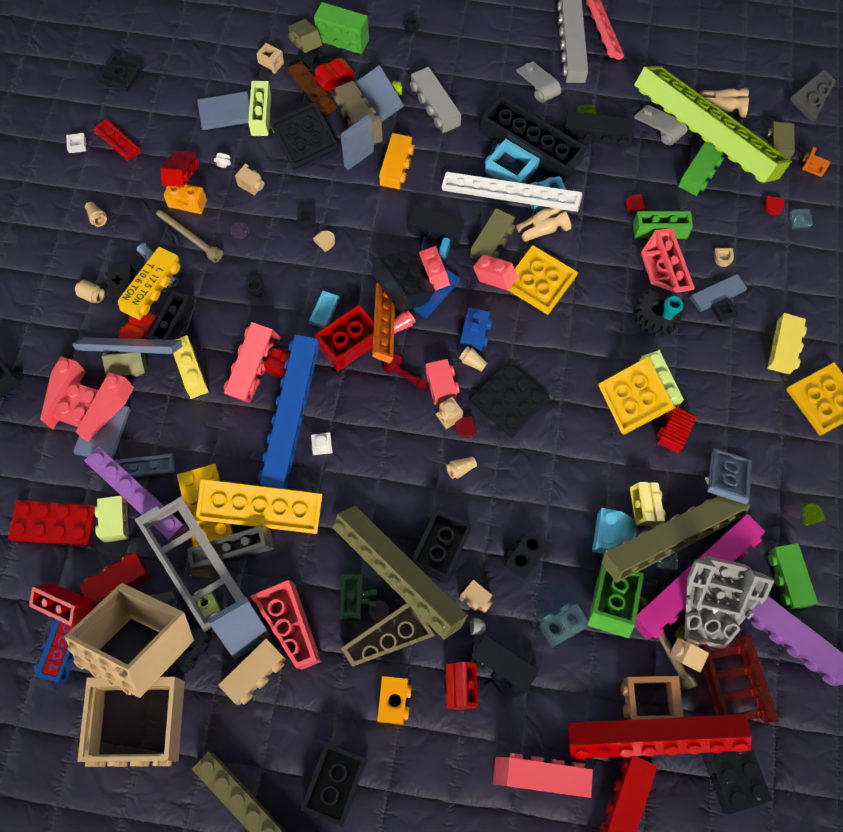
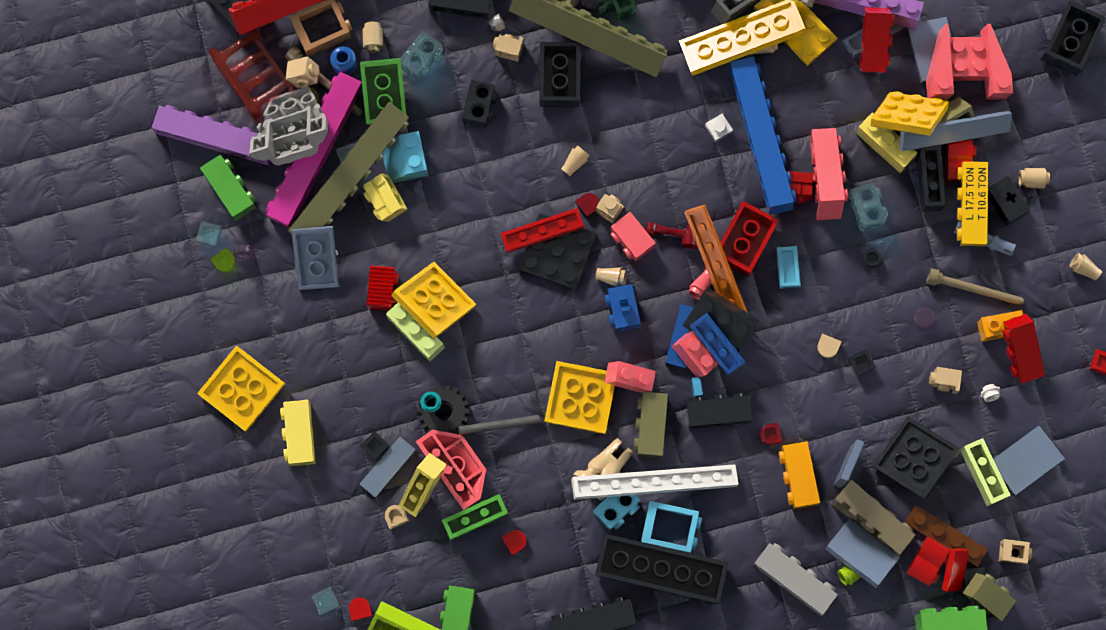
camera: 160 degrees right, 10 degrees up
(145, 450) = (876, 39): none -> red brick
(155, 370) = (909, 113): none -> yellow plate
(236, 324) = (863, 207): none -> clear light blue brick
(318, 60) = (955, 569): none -> red tile
(402, 199) = (770, 434): none -> dark red tile
(414, 261) = (717, 344): none -> blue tile
(517, 416) = (542, 230): none -> red tile
(604, 665) = (372, 37): none -> tan brick
(617, 283) = (498, 424): none -> flat silver bar
(649, 651) = (343, 60): none -> blue head
(699, 254) = (422, 485): none -> light yellow brick
(821, 543) = (208, 233): none -> clear light blue plate

